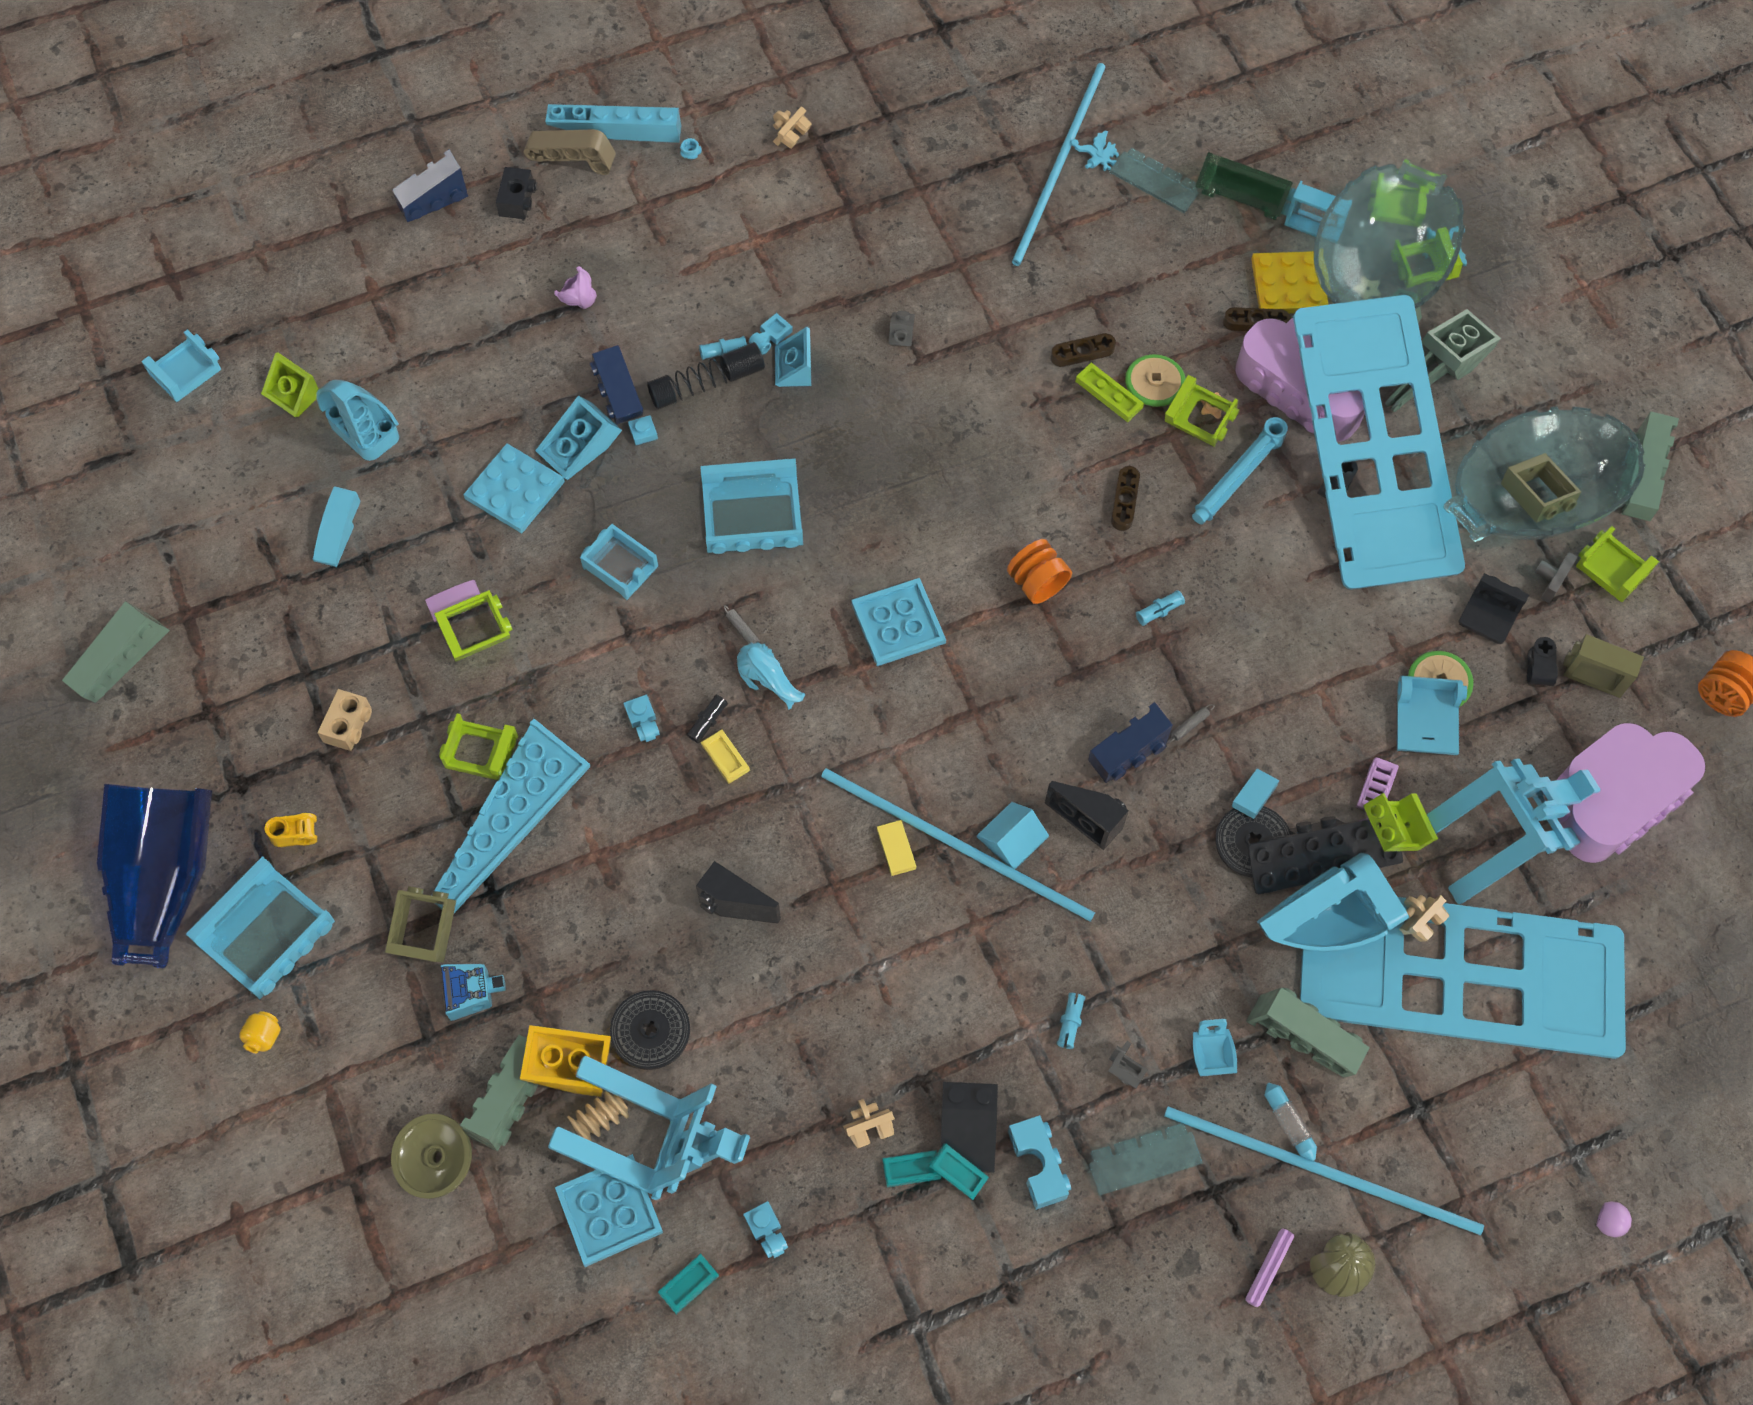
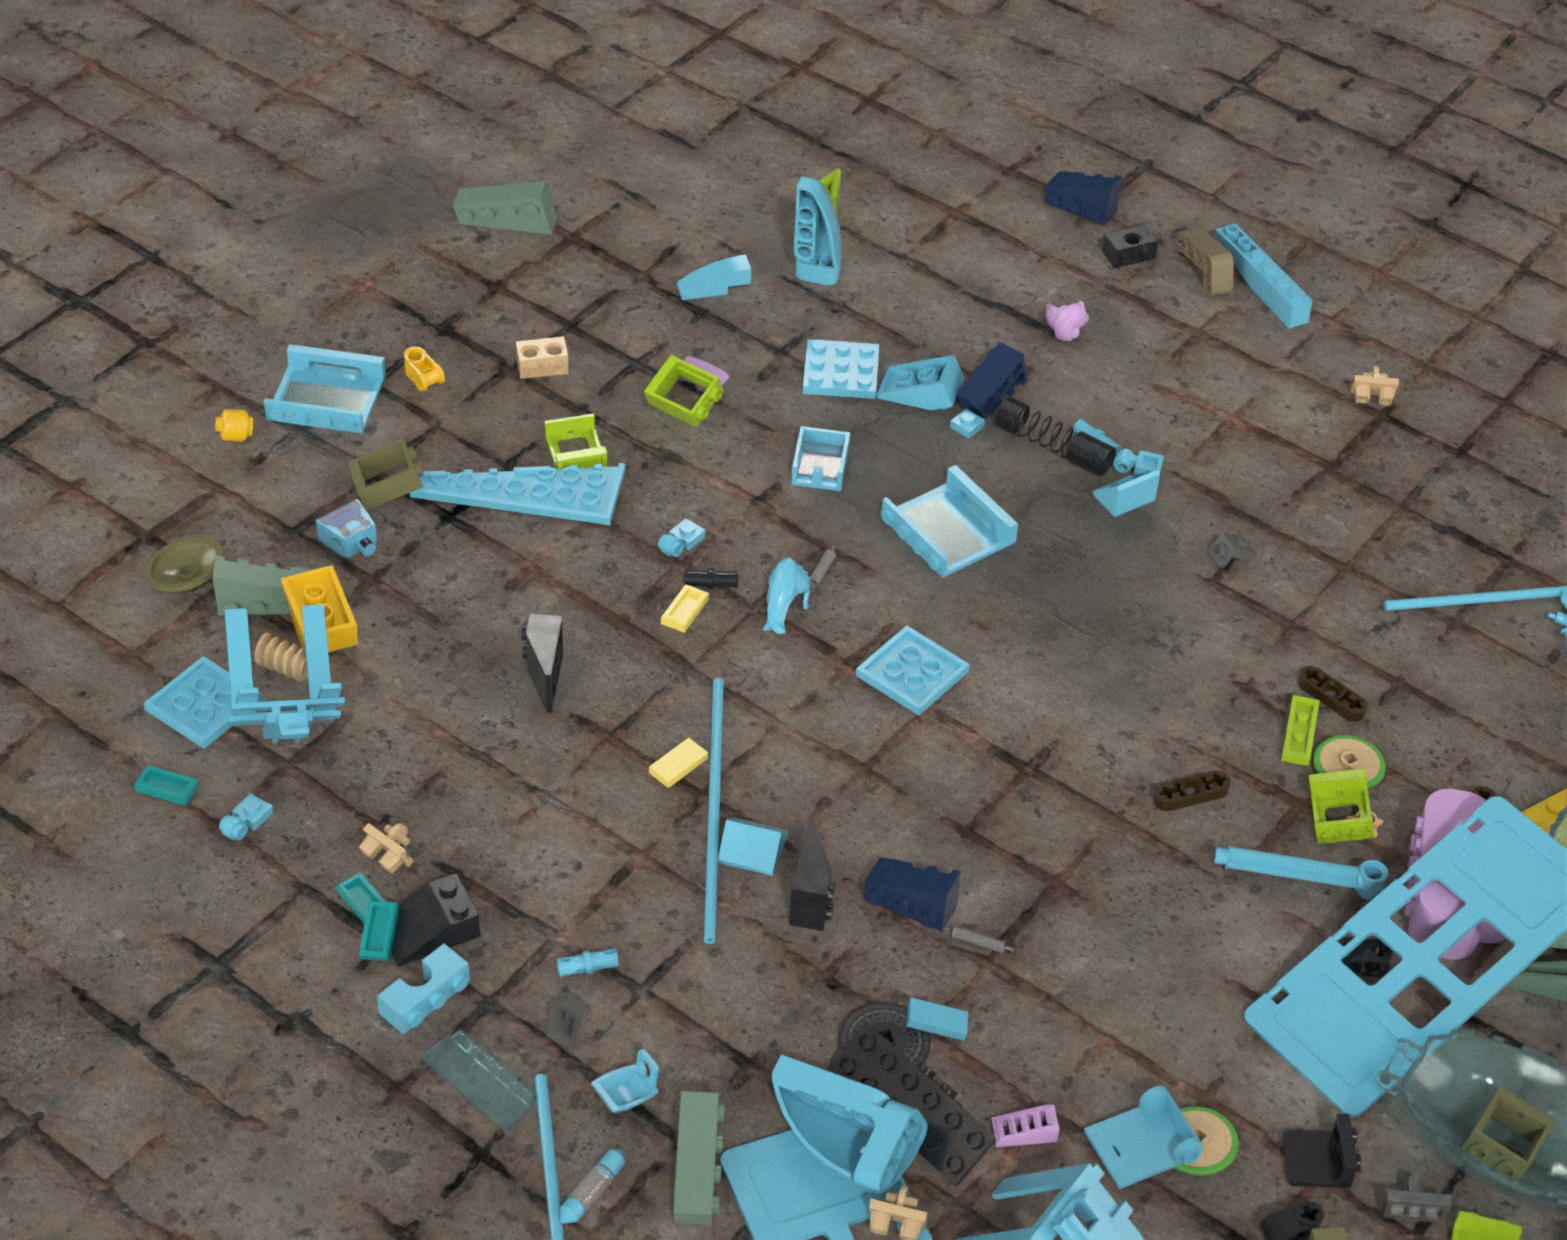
camera: 60 degrees right, 20 degrees down
(150, 865) = (334, 297): clear blue windscreen -> none
(184, 367) = (788, 138): medium azure panel -> none
(658, 1048) = (406, 667): black piece -> none
(690, 149) = (1285, 334): medium azure plate -> none
(1039, 571) = (1044, 743): orange wheel -> none
(1160, 607) = (1106, 872): medium azure pin -> none
(1269, 1267) = (424, 1227): lavender axle -> none
(1406, 833) = (1002, 1165): lime window -> none

